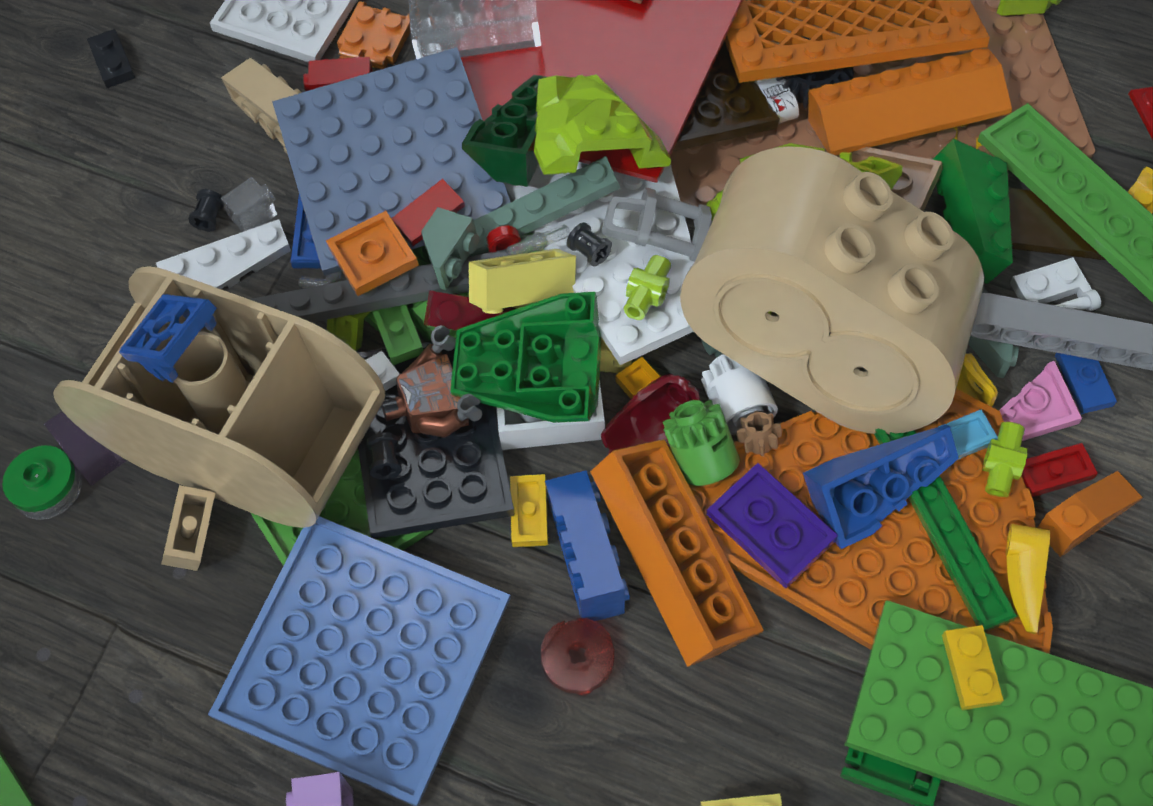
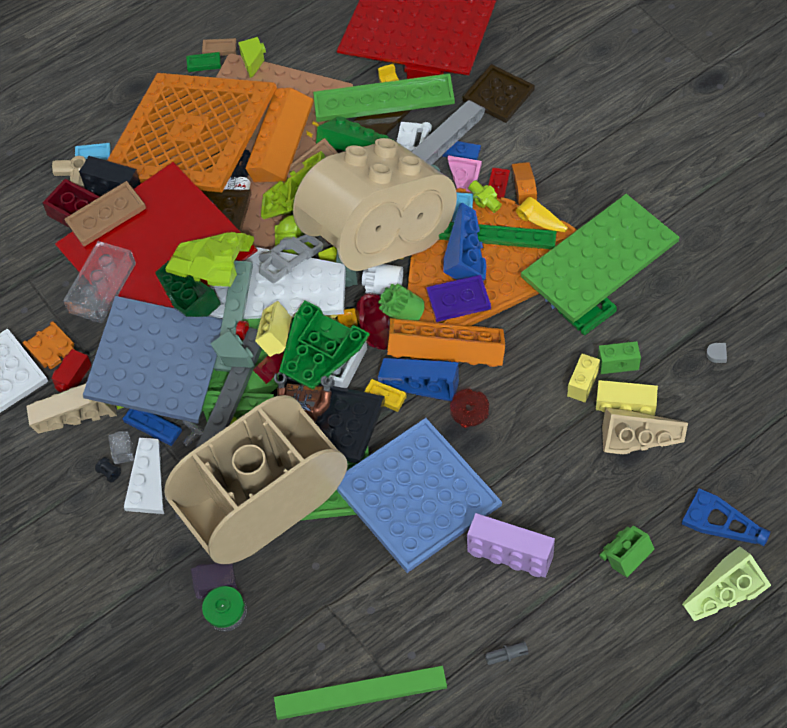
camera: 60 degrees left, 5 degrees down
(145, 339) = (241, 474): blue piece -> none
(188, 528) = (300, 544): tan brick -> none
(372, 253) = (211, 387): orange plate -> none
(415, 216) = (203, 354): red tile -> none
(539, 240) = (254, 317): clear piece -> none
(584, 231) = (269, 290): black bush -> none
(647, 287) = (316, 278): lime axle -> none
(759, 433) = (411, 279): medium nougat gear -> none
(972, 667) = (570, 255): yellow plate -> none

